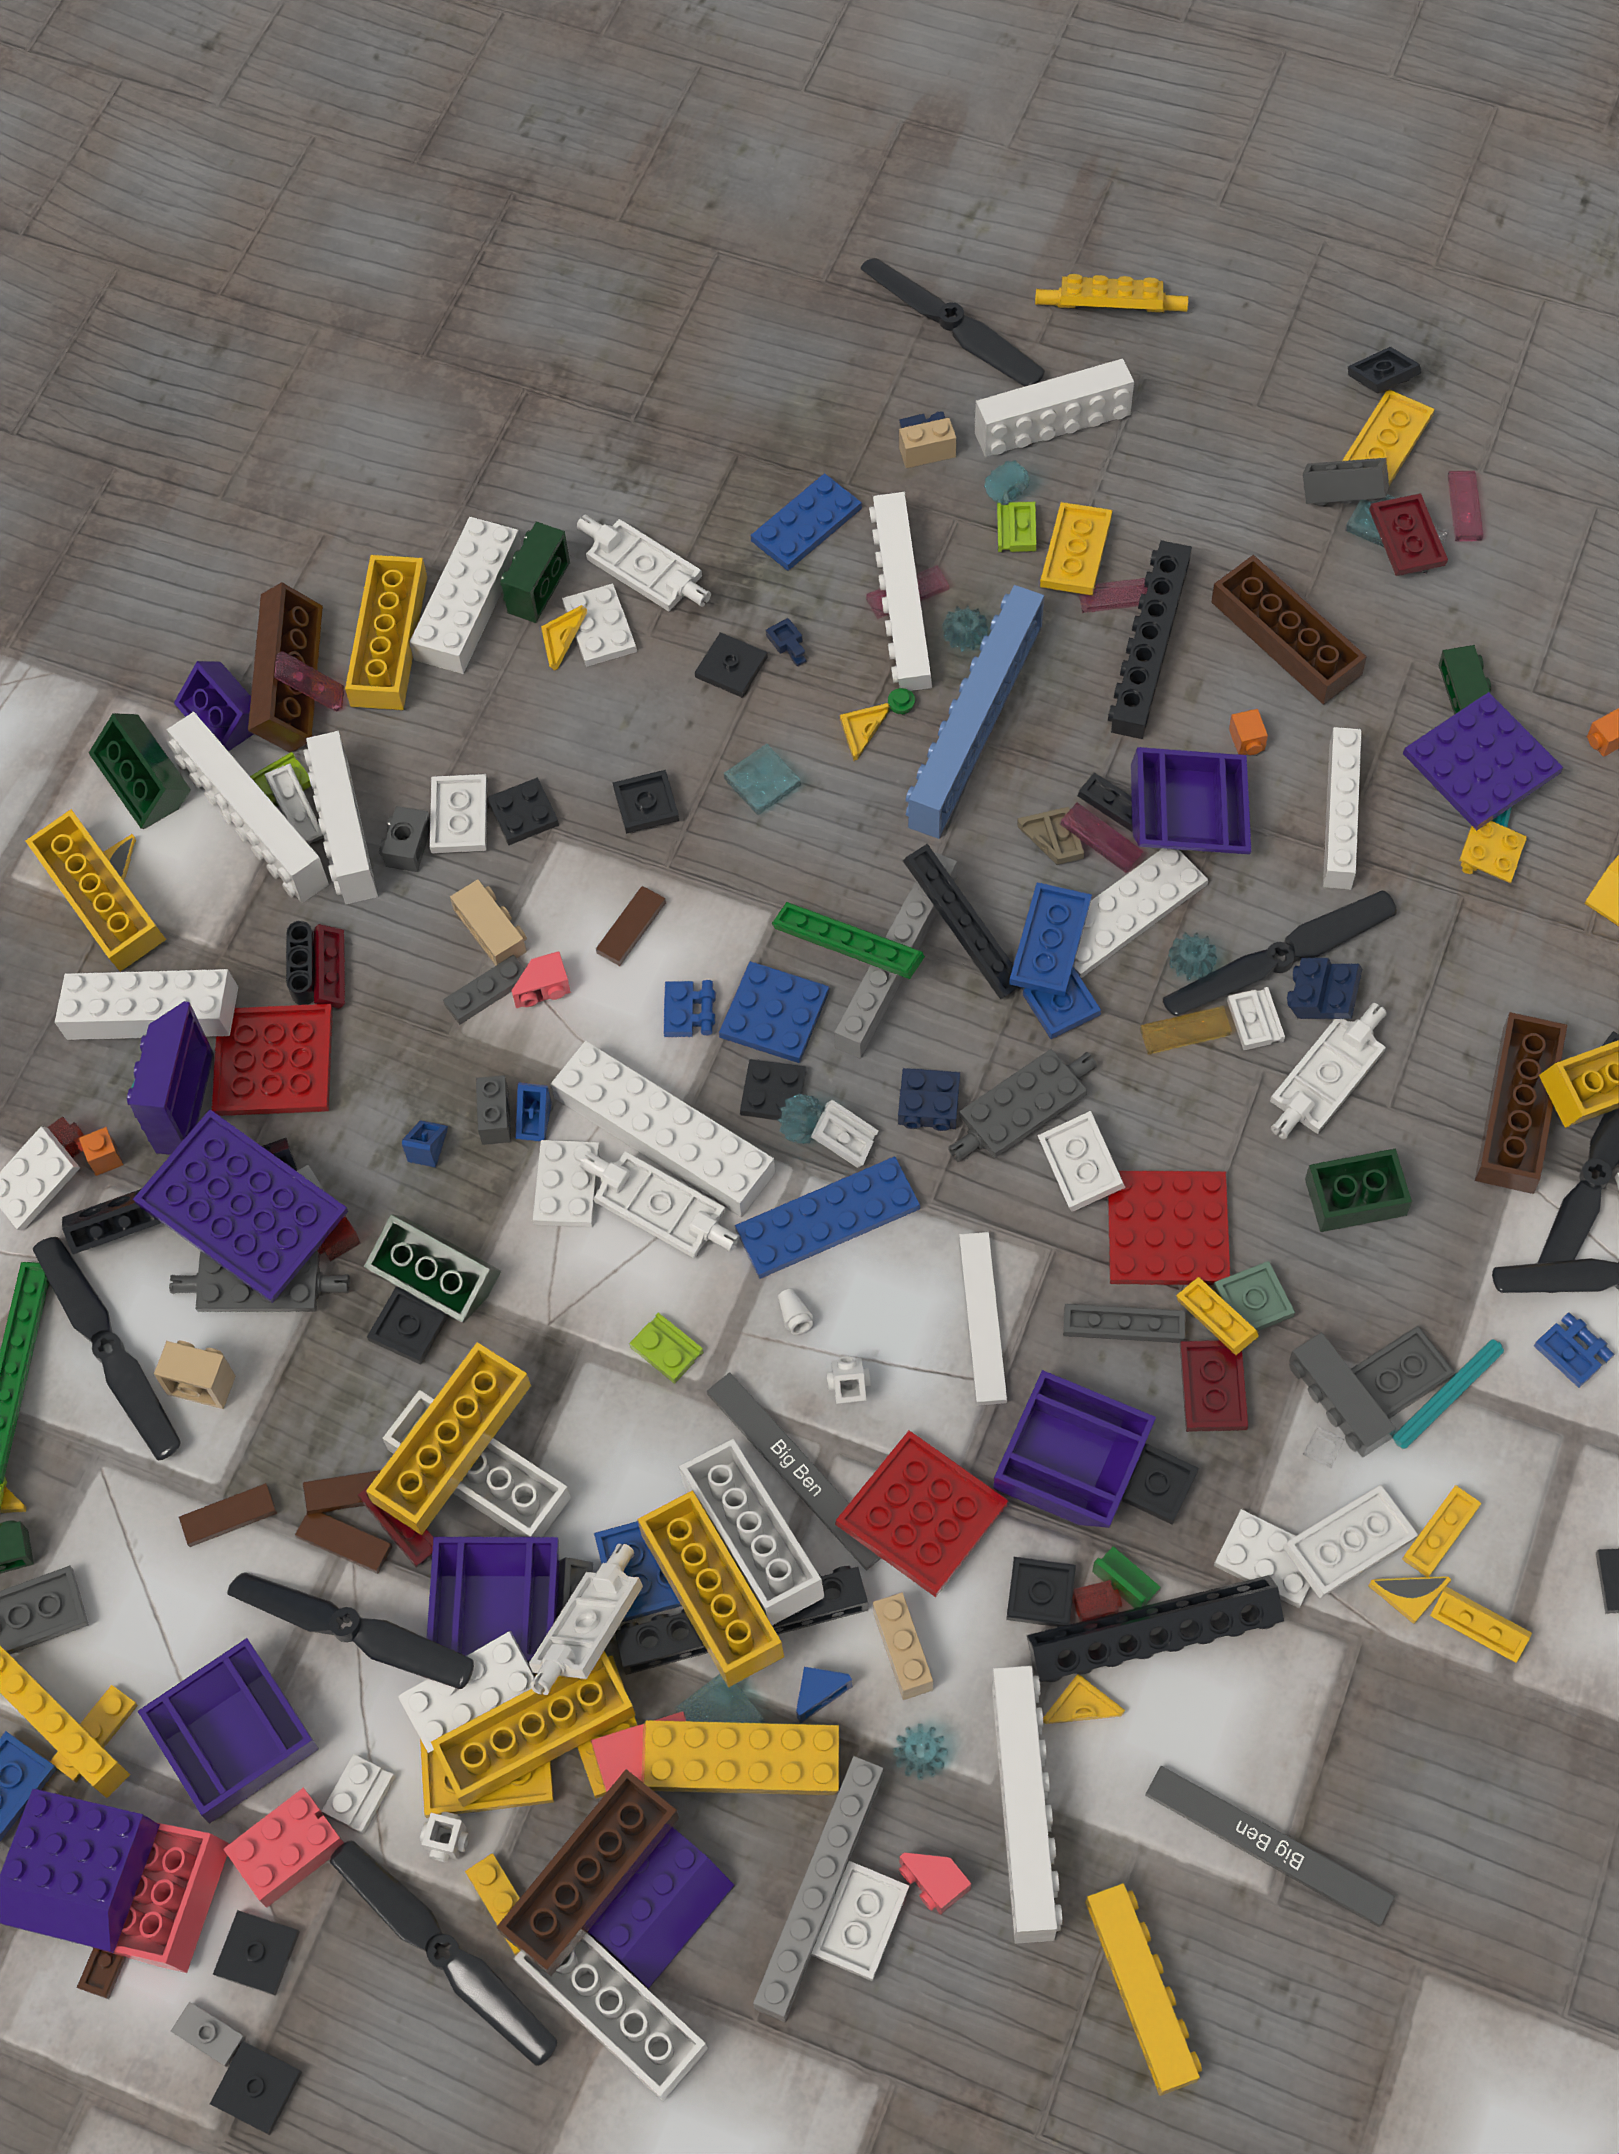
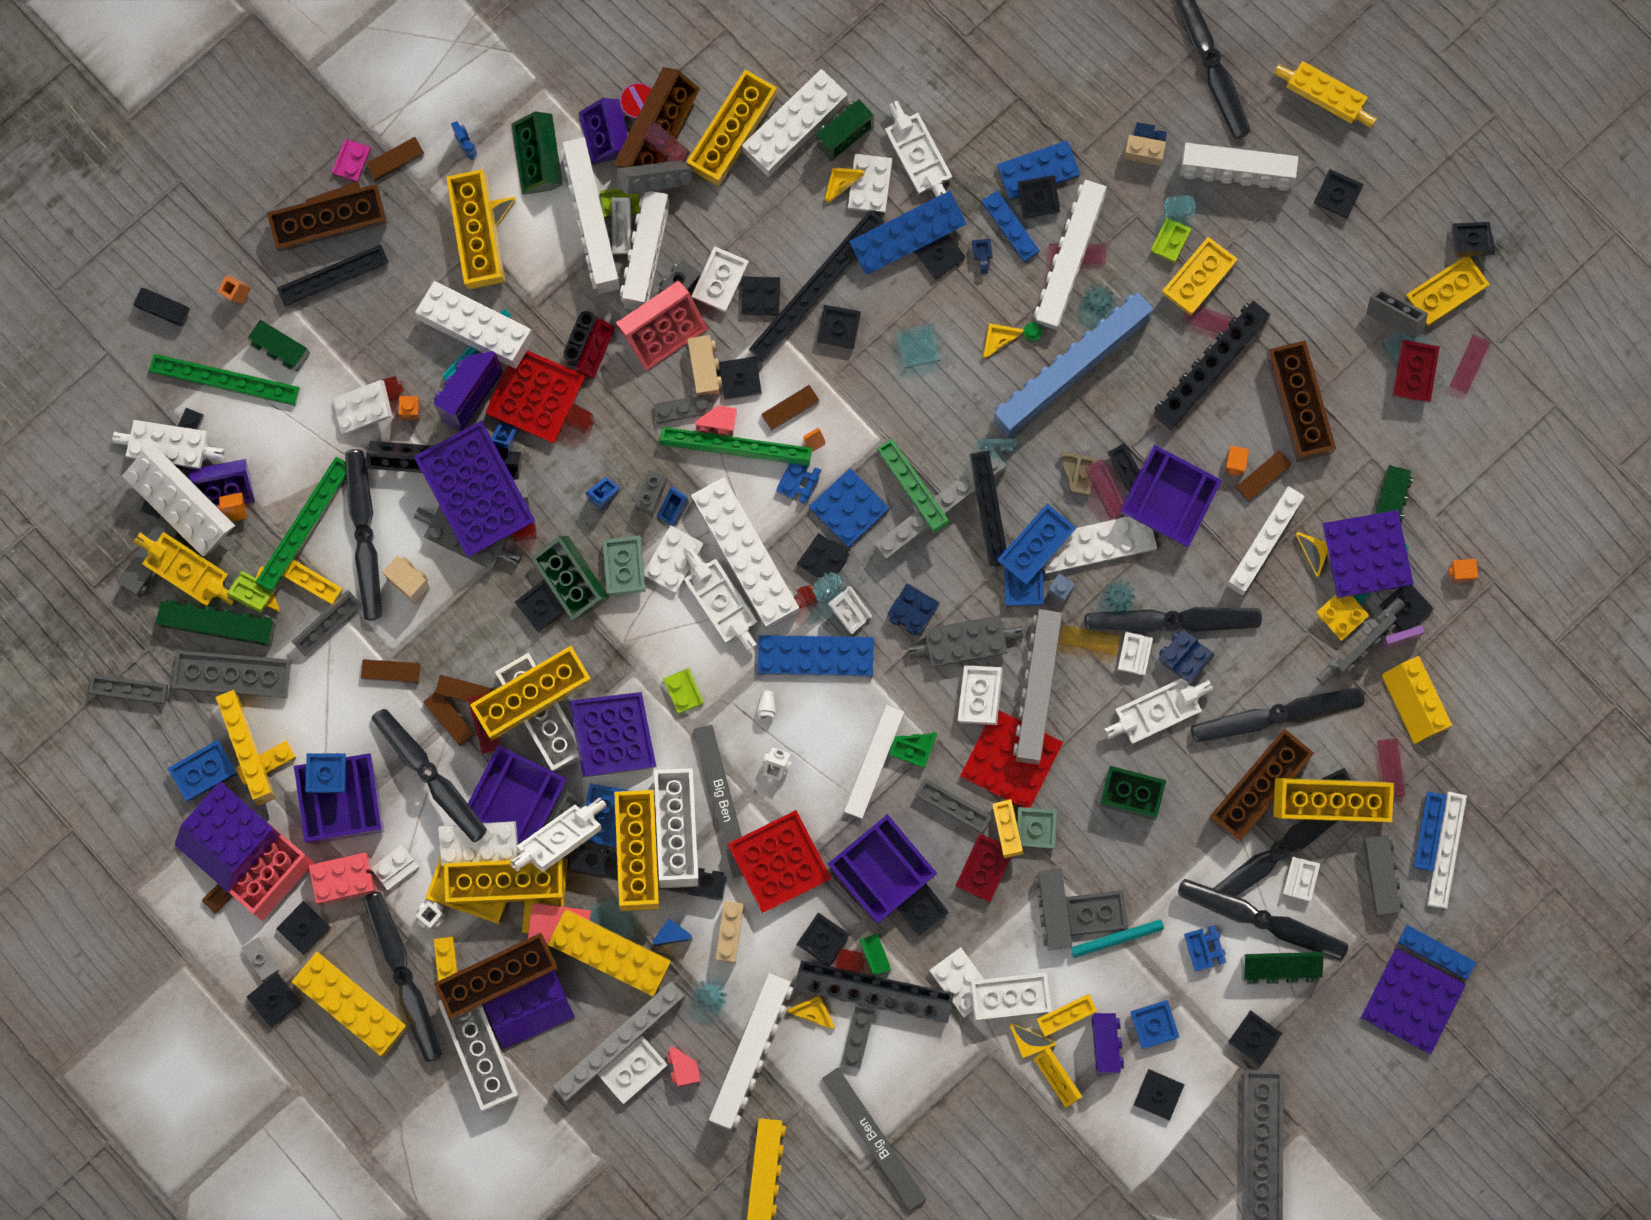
camera: 25 degrees right, 15 degrees up
(33, 795) = (463, 139): none -> blue plate
(59, 1444) = (313, 582): none -> yellow plate
(102, 1491) = (326, 623): none -> dark grey plate
(191, 1696) = (325, 772): none -> blue plate
(239, 653) = (633, 98): none -> red piece
(255, 1127) = (504, 436): none -> blue slope
(309, 721) = (653, 177): none -> dark grey brick
(348, 1061) = (579, 419): none -> clear red brick
(379, 2034) = (350, 1004): none -> yellow brick
(407, 894) = (662, 325): none -> coral slope
(501, 1219) = (624, 565): none -> sand green plate
(545, 919) = (740, 378): none -> black plate
(581, 1001) = (735, 446): none -> green tile
(590, 769) = (812, 290): none -> black plate
(594, 1447) = (612, 734): none -> dark purple plate
(678, 653) = (907, 232): none -> blue plate
(683, 949) = (814, 439): none -> orange slope
(777, 1145) = (807, 596): none -> clear red tile
(805, 597) = (1010, 226): none -> blue plate
(823, 545) = (1038, 196): none -> black plate
(938, 838) = (1005, 444): none -> clear light blue plate
(1027, 1274) = (913, 748): none -> green wing
(1112, 981) = (1061, 588): none -> sand blue brick
(1154, 1116) = (1038, 687): none -> light grey brick
(1165, 1710) = (857, 1038): none -> dark grey plate
(1191, 392) = (1338, 193): none -> black plate
(1291, 738) = (1263, 476): none -> reddish brown tile
(1408, 794) = (1314, 550): none -> tile
(1506, 993) = (1298, 710): none -> black piece
(1520, 1542) = (1107, 1043): none -> dark purple slope
(1533, 907) = (1343, 667): none -> dark grey plate
(1566, 809) = (1415, 607): none -> black plate
(1569, 1484) = (1154, 1024): none -> blue plate
(1588, 839) = (1402, 637): none -> medium lavender tile

